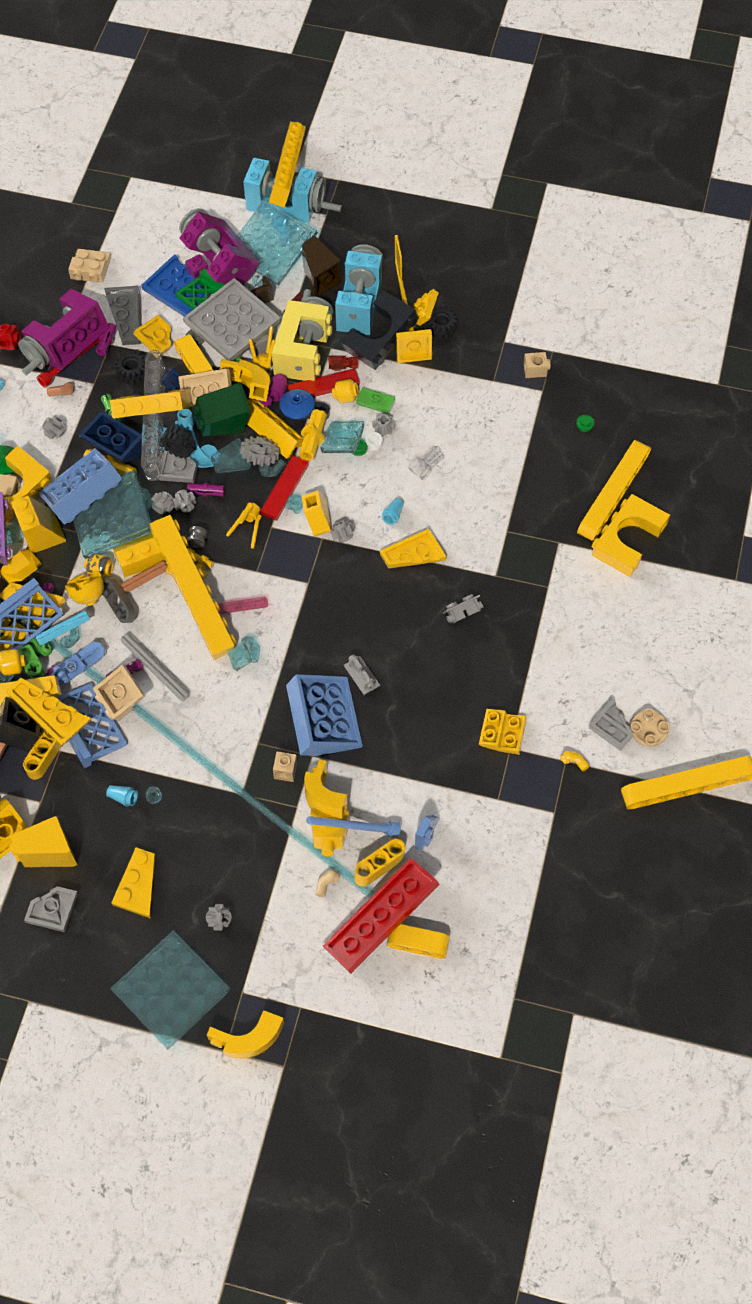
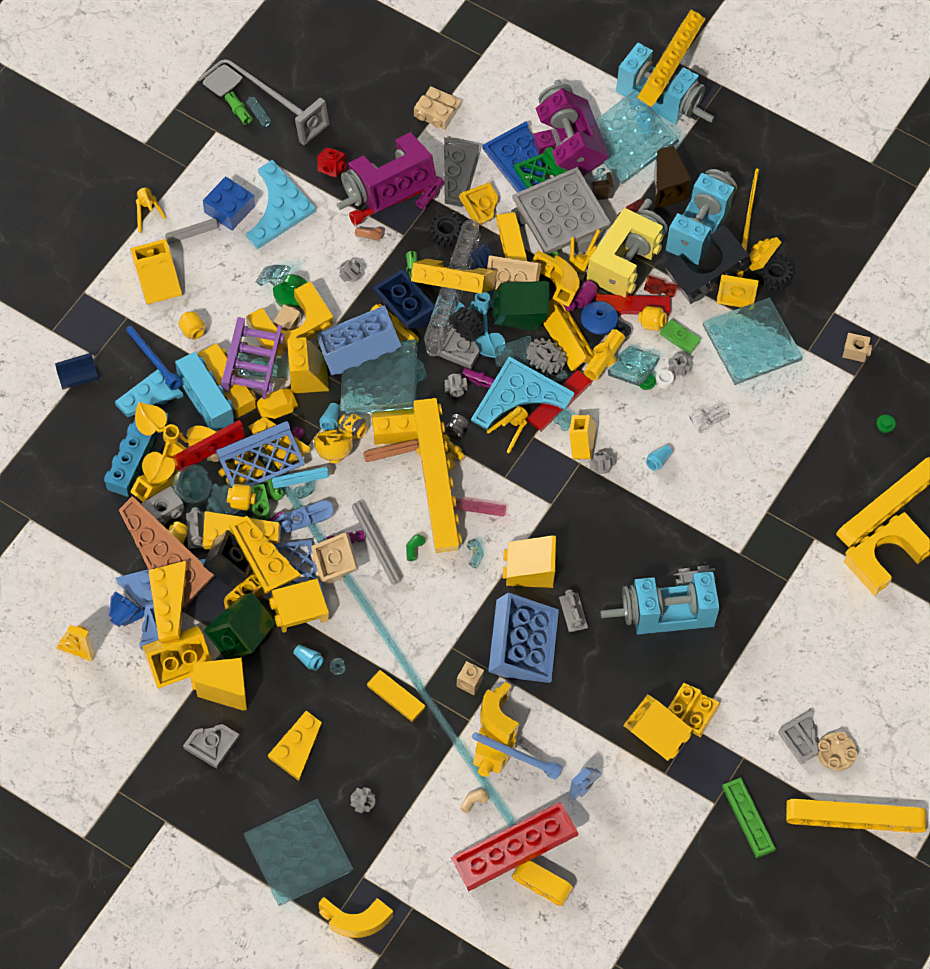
camera: 15 degrees right, 0 degrees up
(46, 786) = (240, 627): none -> dark green slope
(75, 564) = (329, 419): none -> medium azure cone
(97, 747) = (299, 604): none -> yellow panel
(124, 610) = (364, 478): dark grey beam -> none
(162, 502) = (434, 380): light grey gear -> none
(192, 653) = (412, 544): none -> green arm
(219, 805) = (396, 696): none -> yellow tile
(240, 657) = (461, 558): clear light blue plate -> none
(243, 484) = (515, 387): none -> medium azure plate
(307, 641) = (530, 562): none -> yellow slope
(375, 870) = (524, 804): yellow beam -> none
(414, 550) = (665, 503): yellow wing -> none
(441, 386) = (752, 341): none -> clear light blue plate
(450, 644) = (669, 608): none -> medium azure piece
(478, 757) = (658, 727): none -> yellow slope
(575, 757) = (748, 753): yellow arm -> none
(590, 816) = (748, 818): none -> bright green tile

